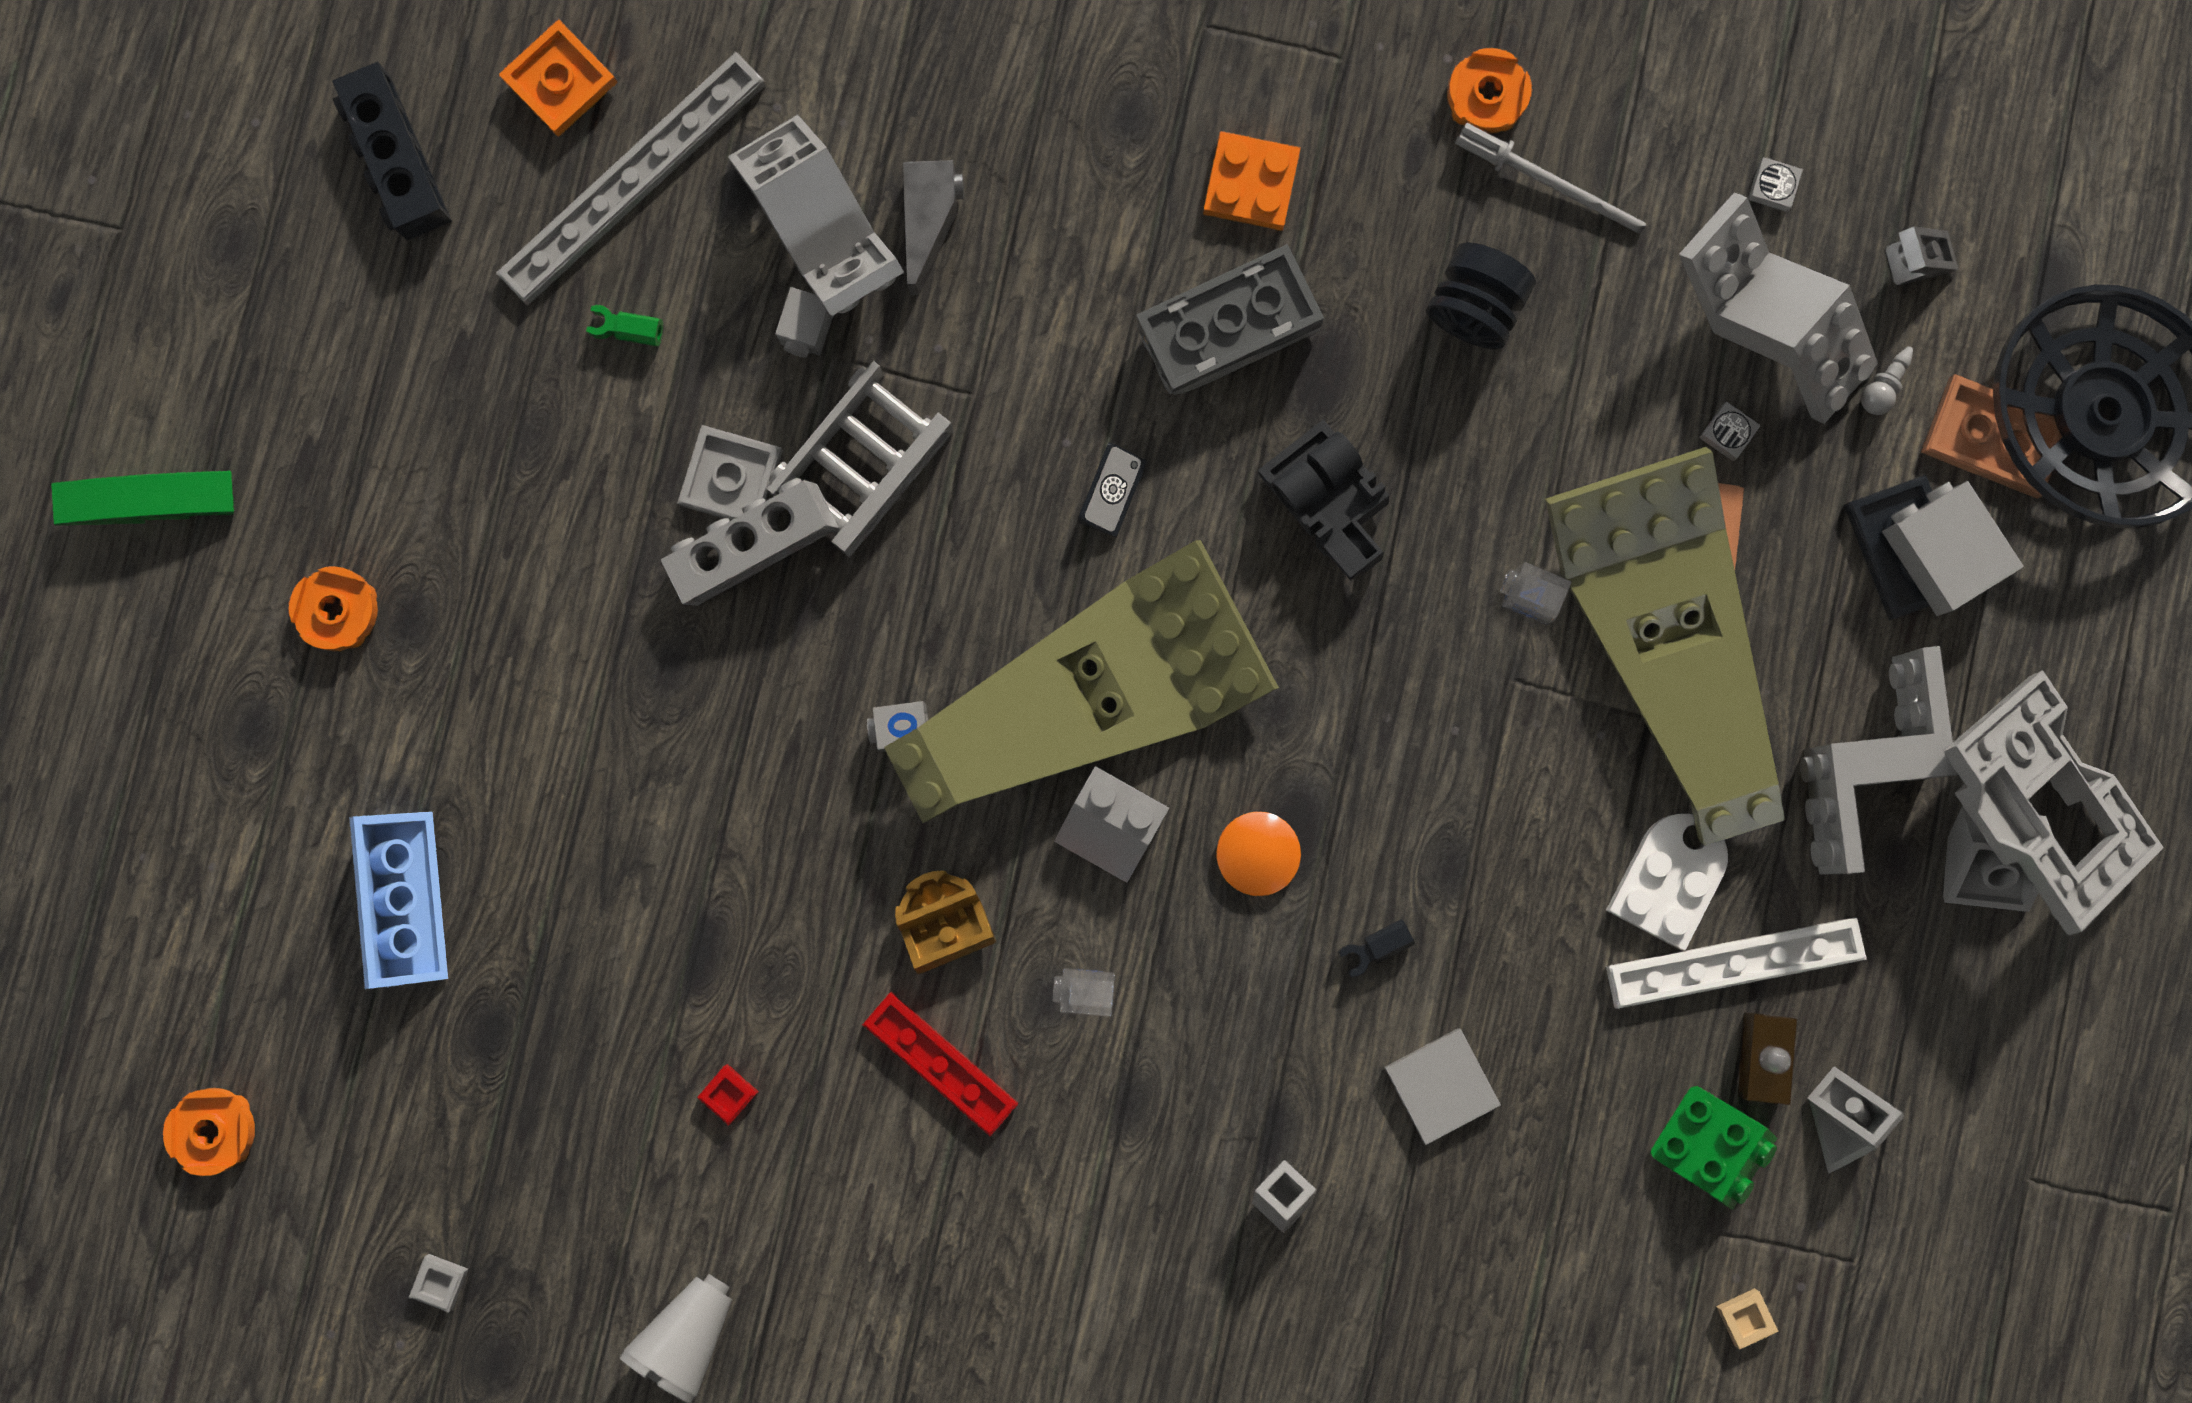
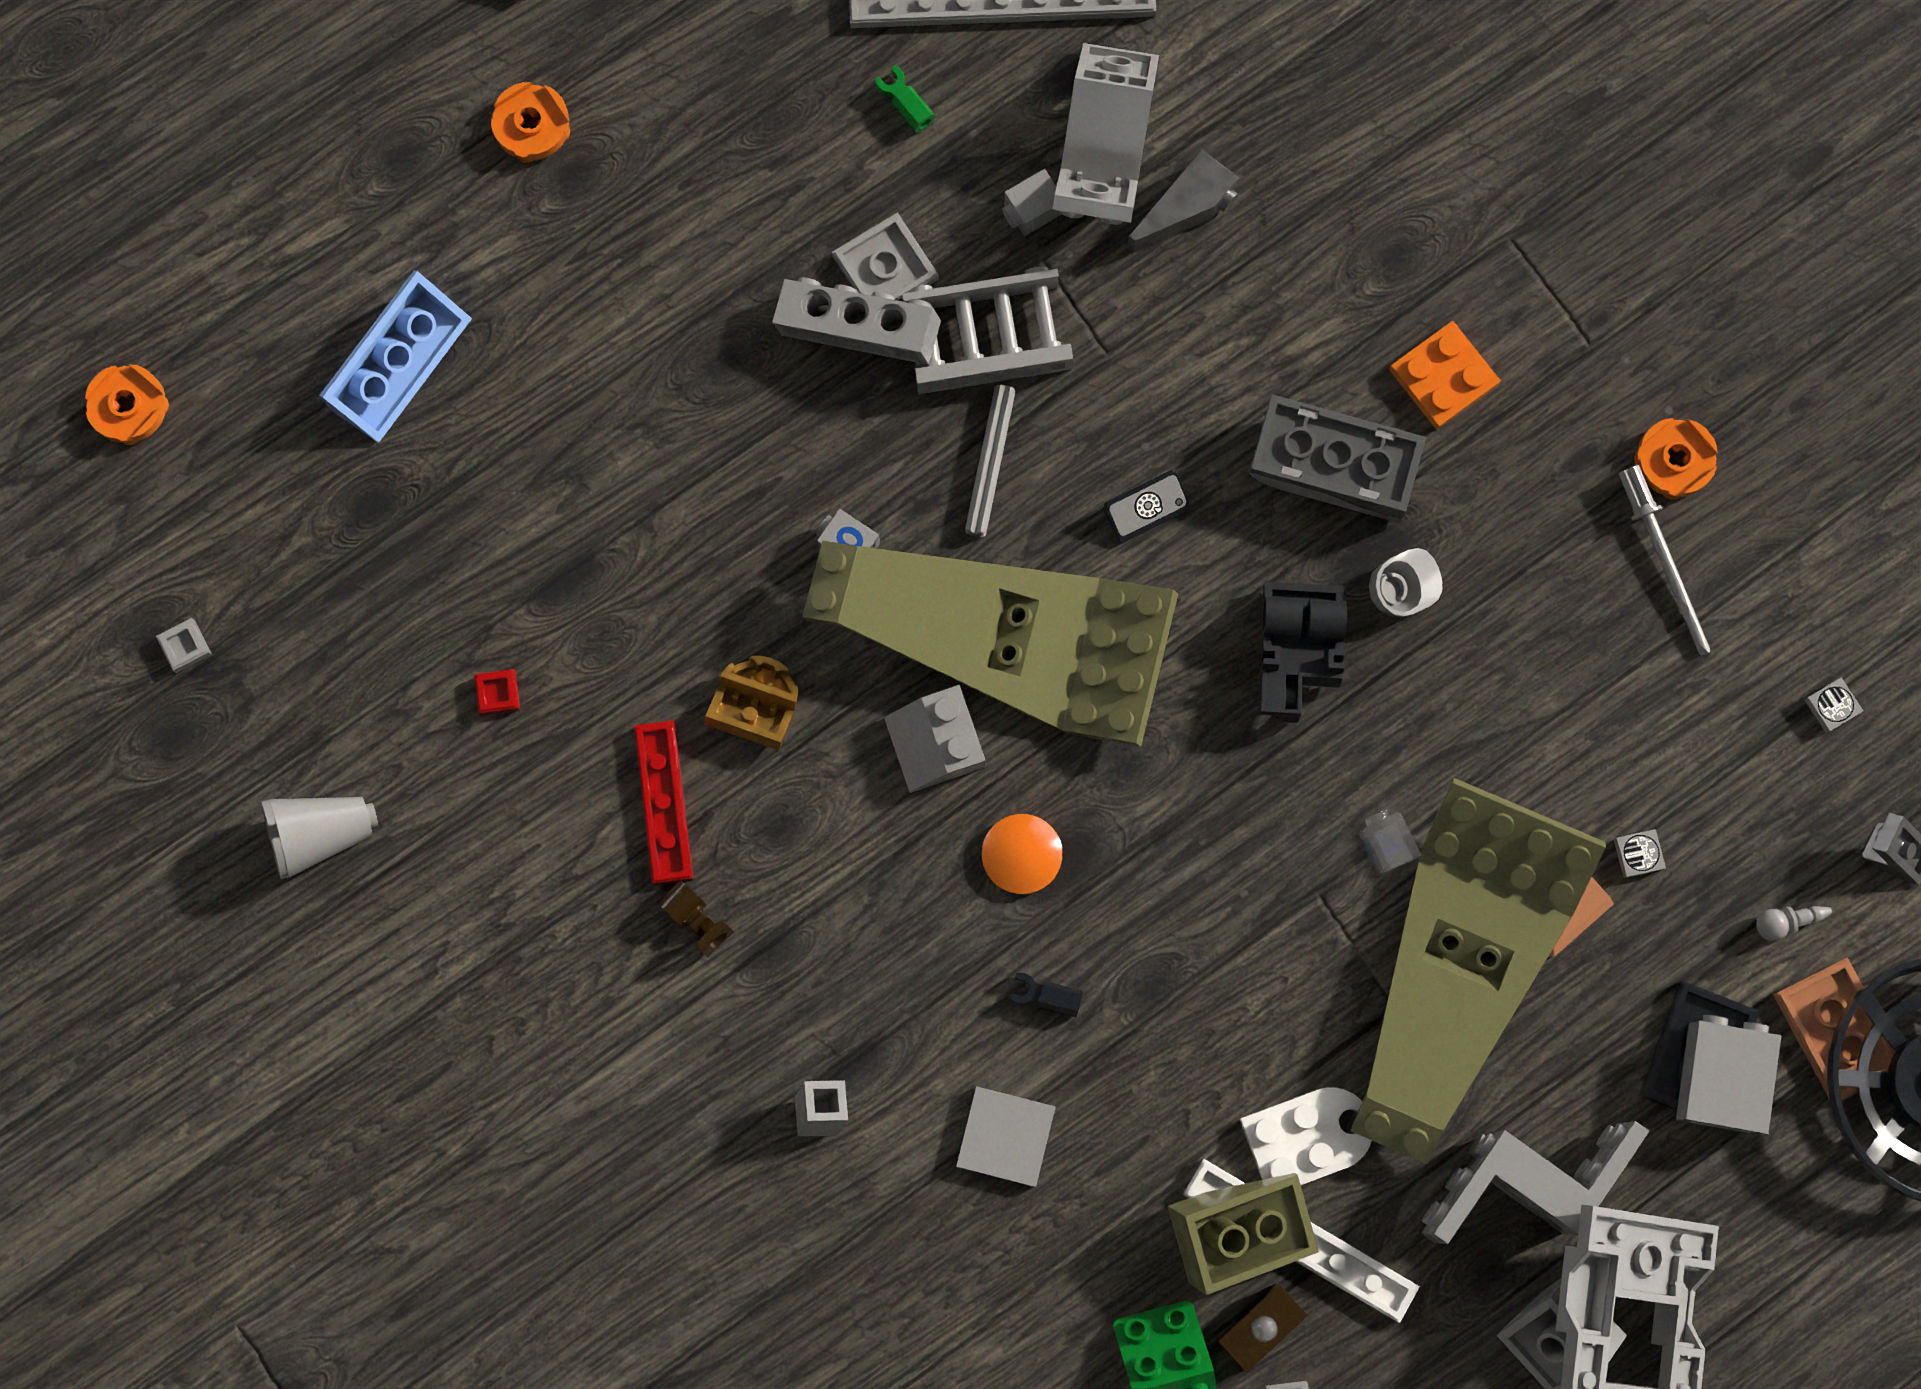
camera: 40 degrees right, 5 degrees down
(955, 562) = (990, 461): none -> light grey axle
(1034, 1133) = (687, 910): none -> dark brown leg
(1084, 991) = (810, 840): clear brick -> none
(1369, 375) = (1406, 583): none -> light grey cap
(1481, 295) = (1536, 594): black wheel -> none
(1691, 1000) = (1242, 1231): none -> olive slope
(1779, 308) = (1750, 791): light grey bracket -> none

